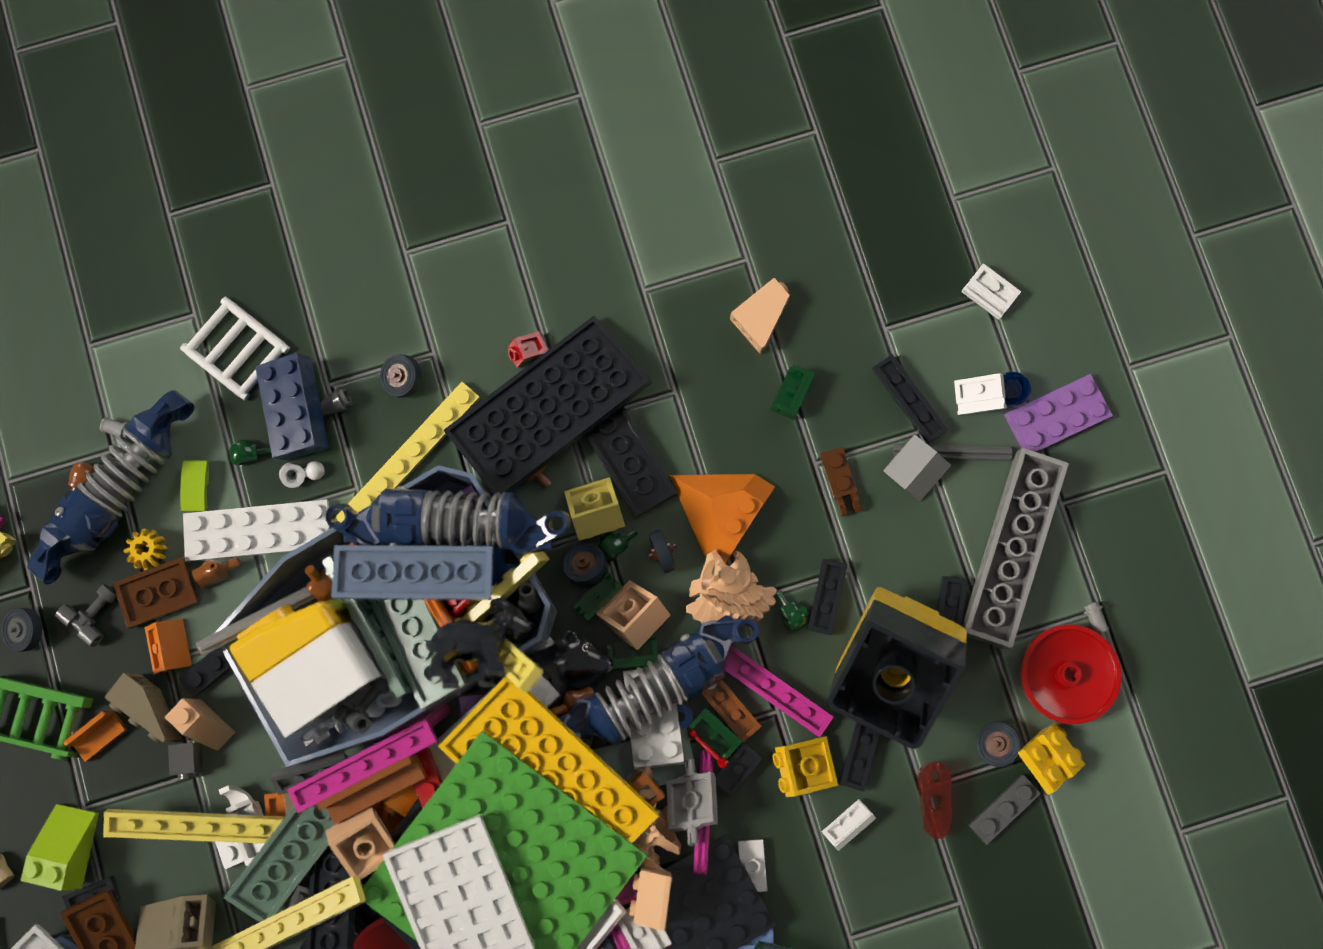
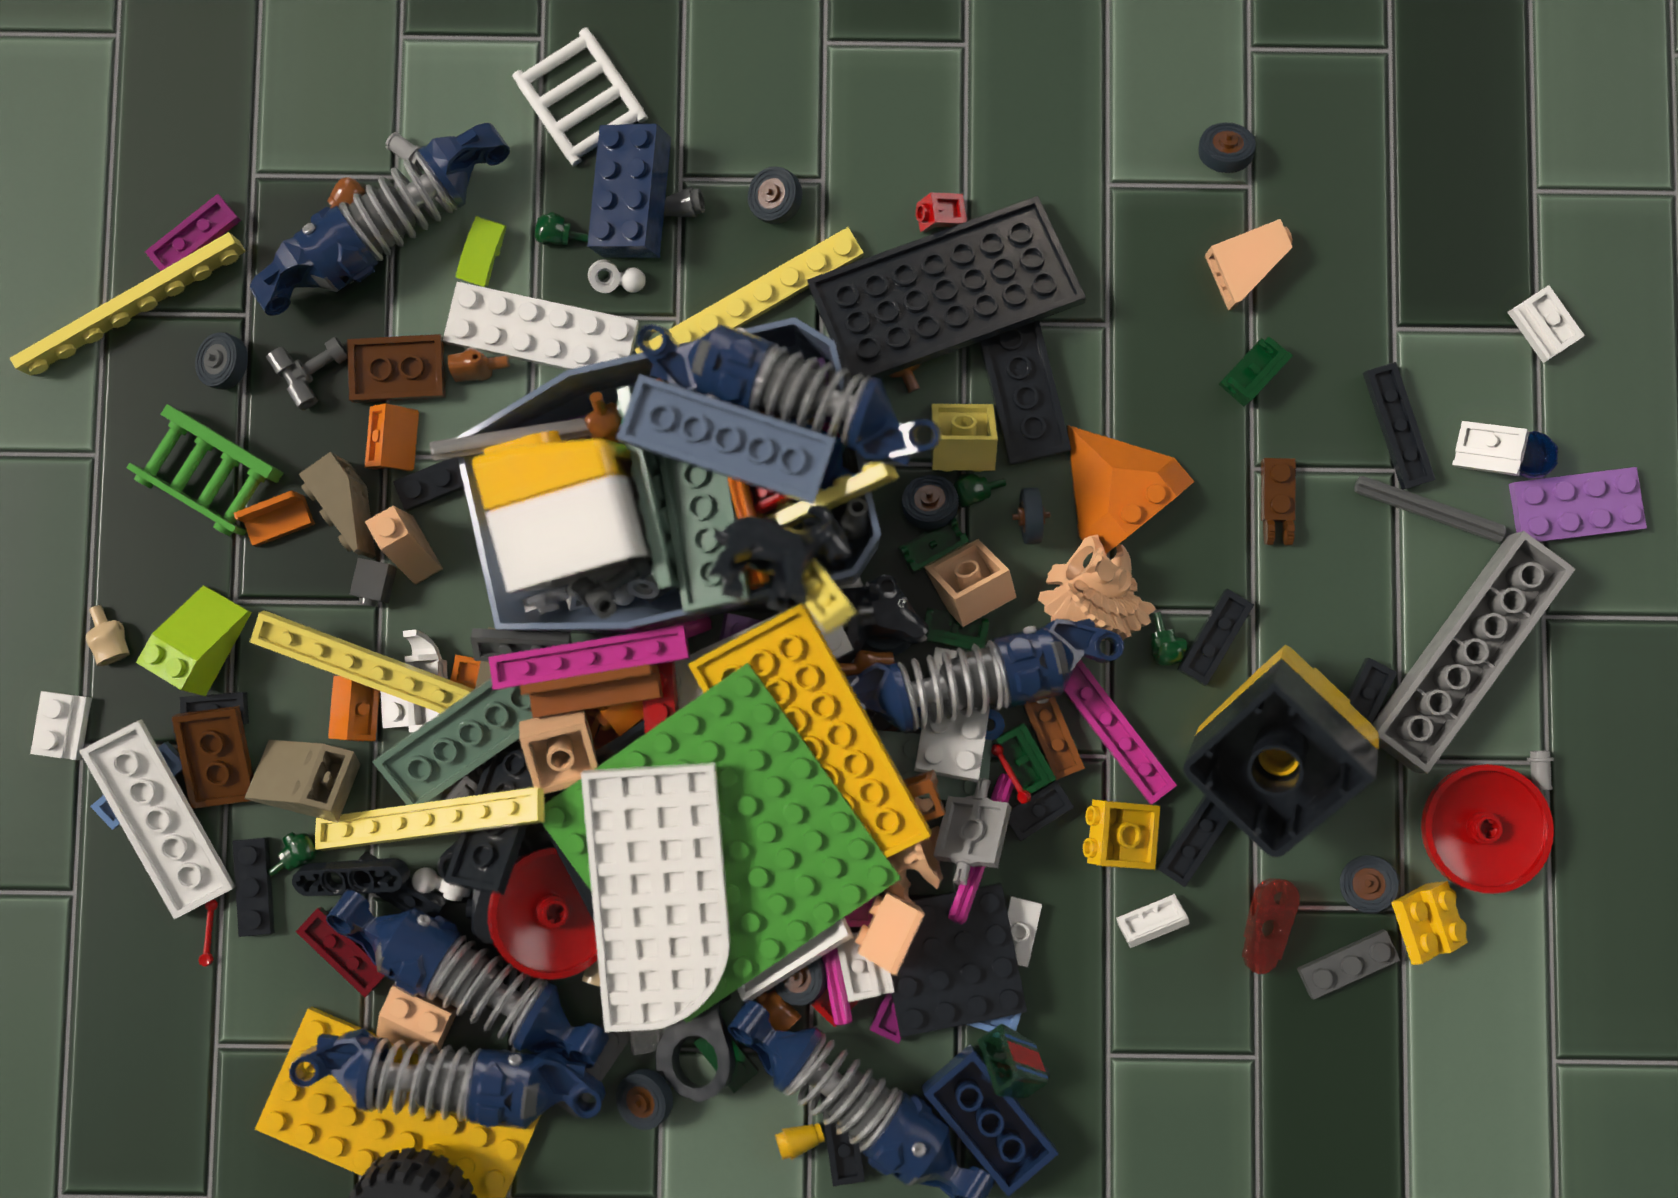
camera: 15 degrees right, 5 degrees up
(140, 557) = (407, 301): yellow gear -> none
(198, 863) = (353, 711): none -> orange panel
(720, 237) = (1227, 147): none -> black wheel
(917, 467) = (1380, 513): light grey slope -> none

